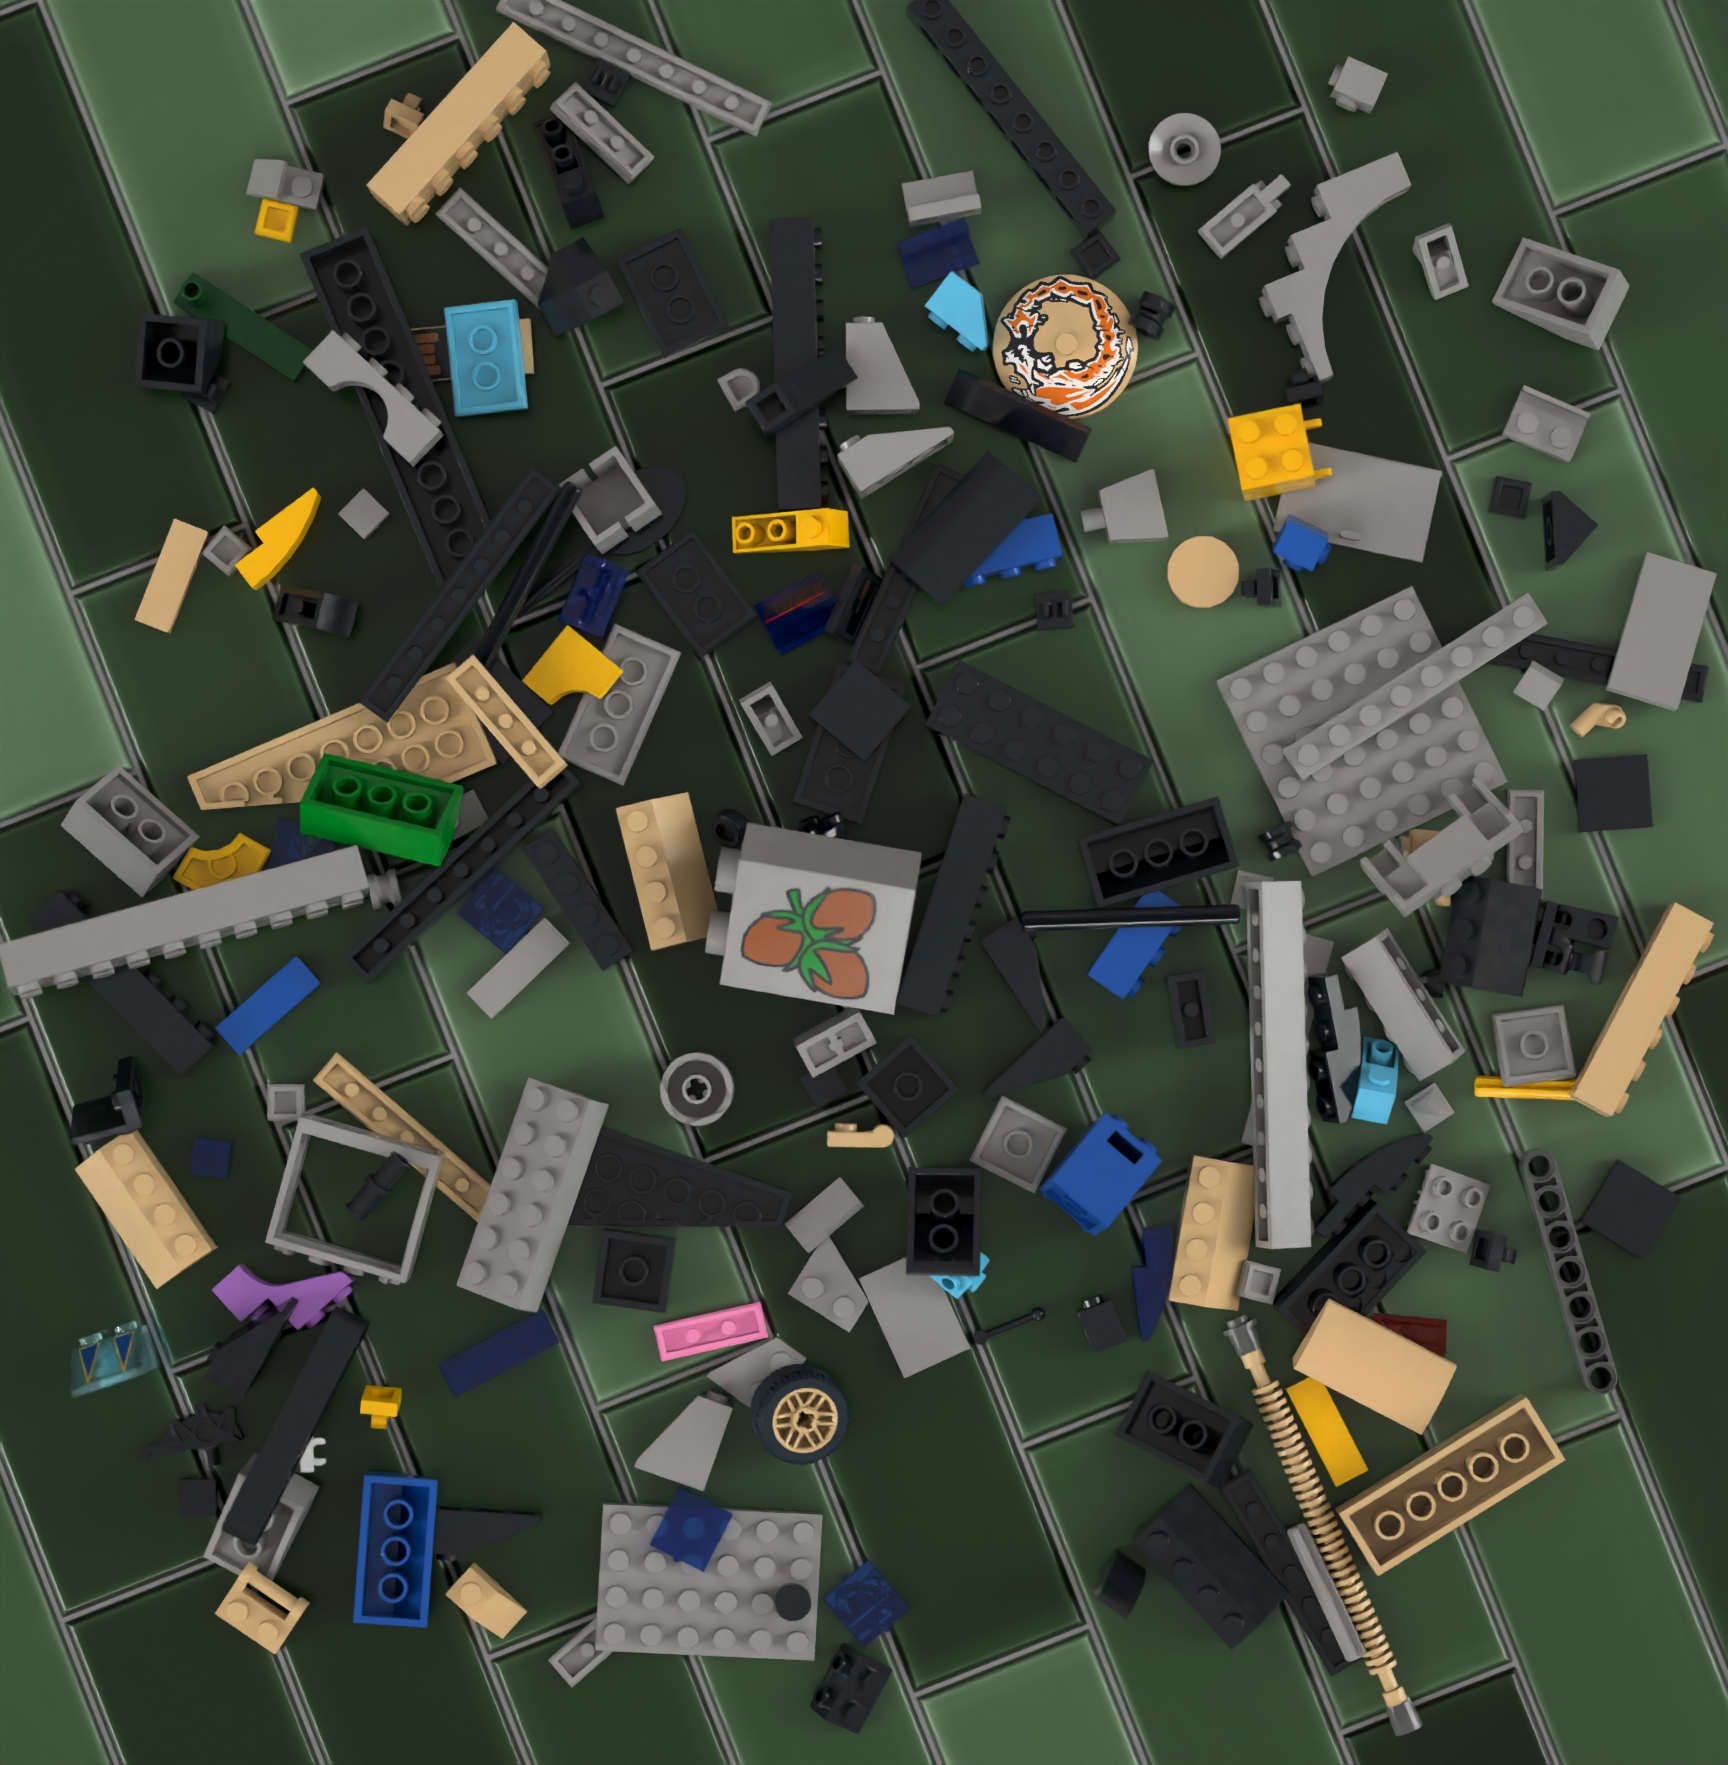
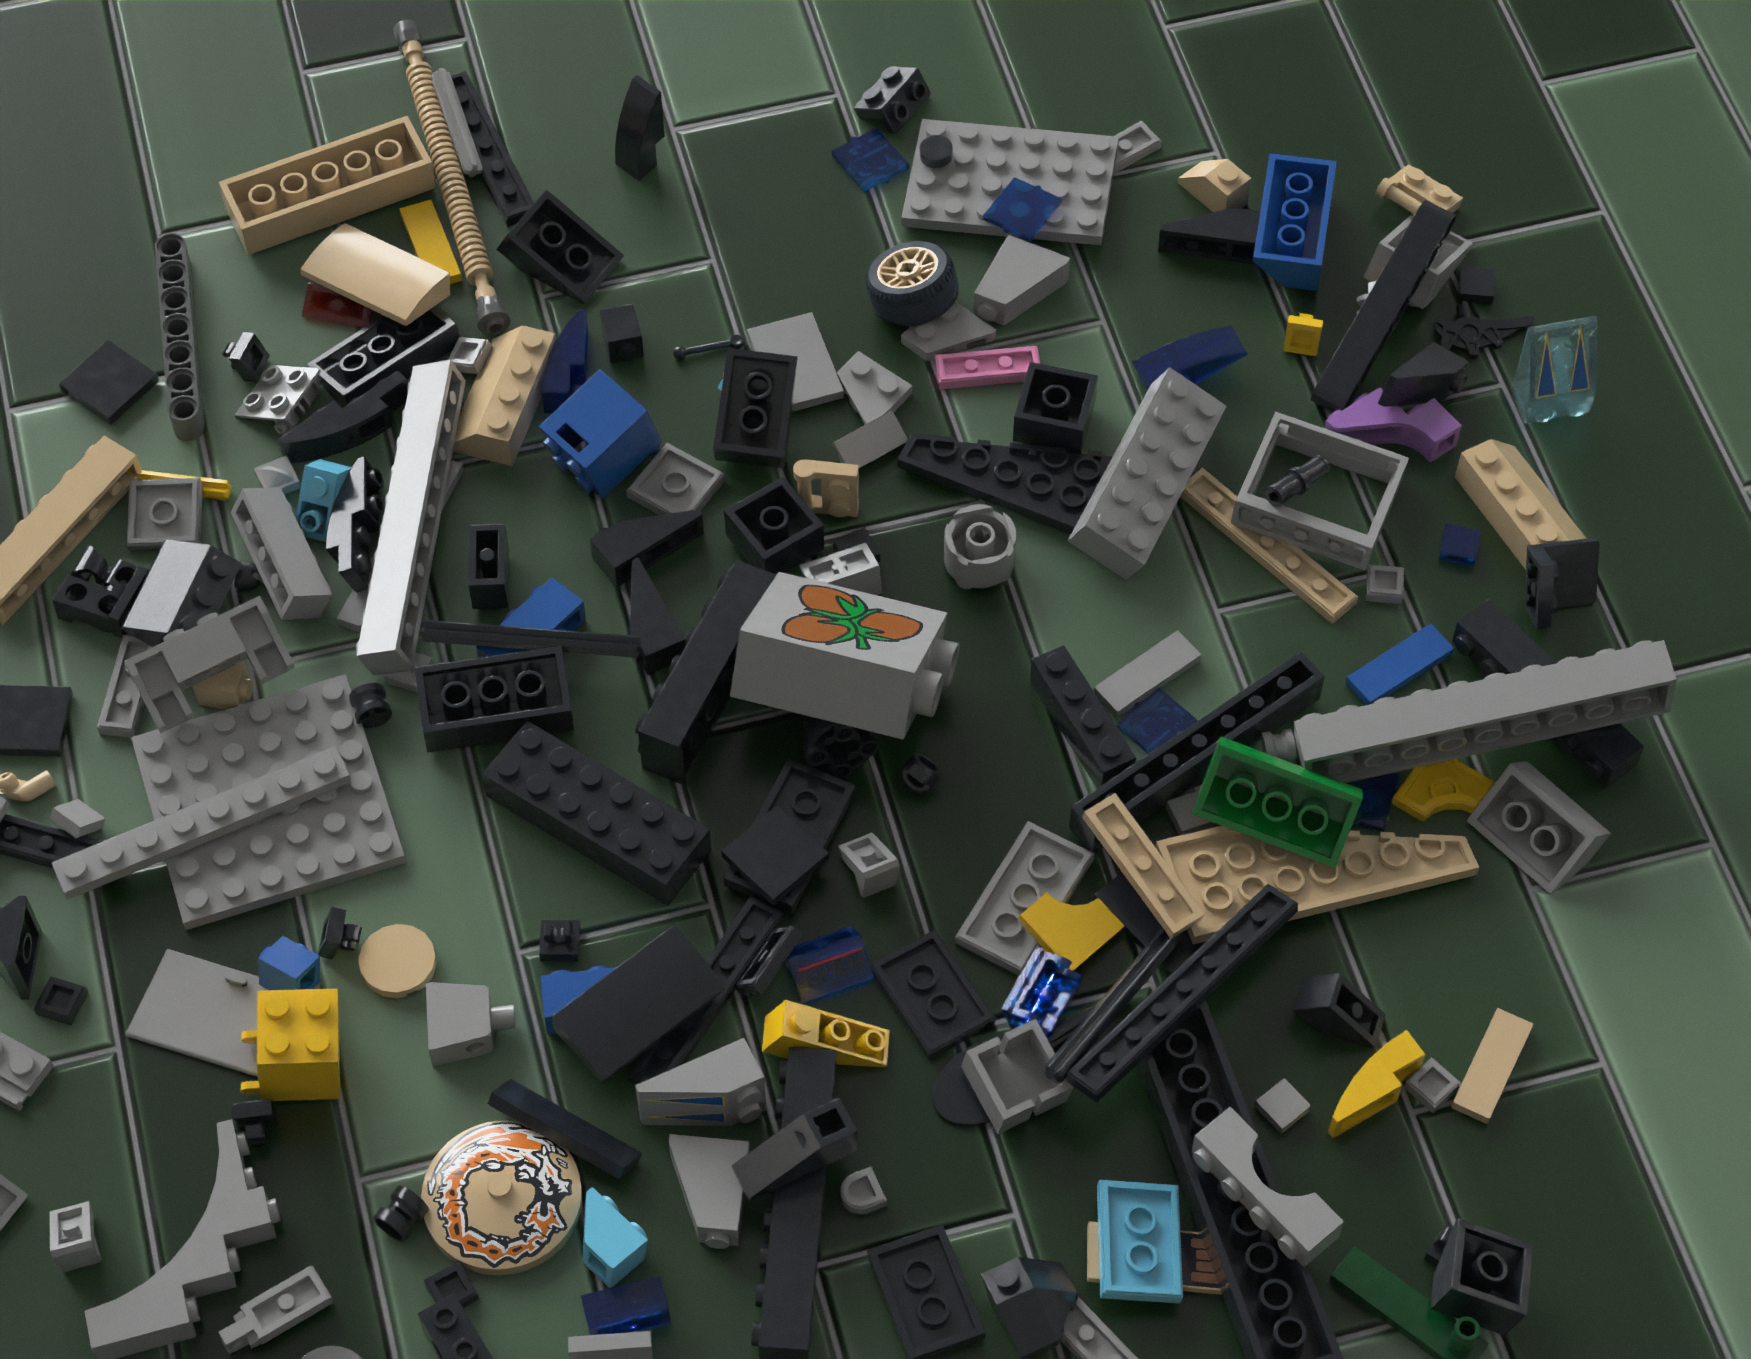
camera: 175 degrees left, 30 degrees down
(668, 869) = (989, 738): tan slope -> none
(1210, 1566) = (557, 147): black slope -> none

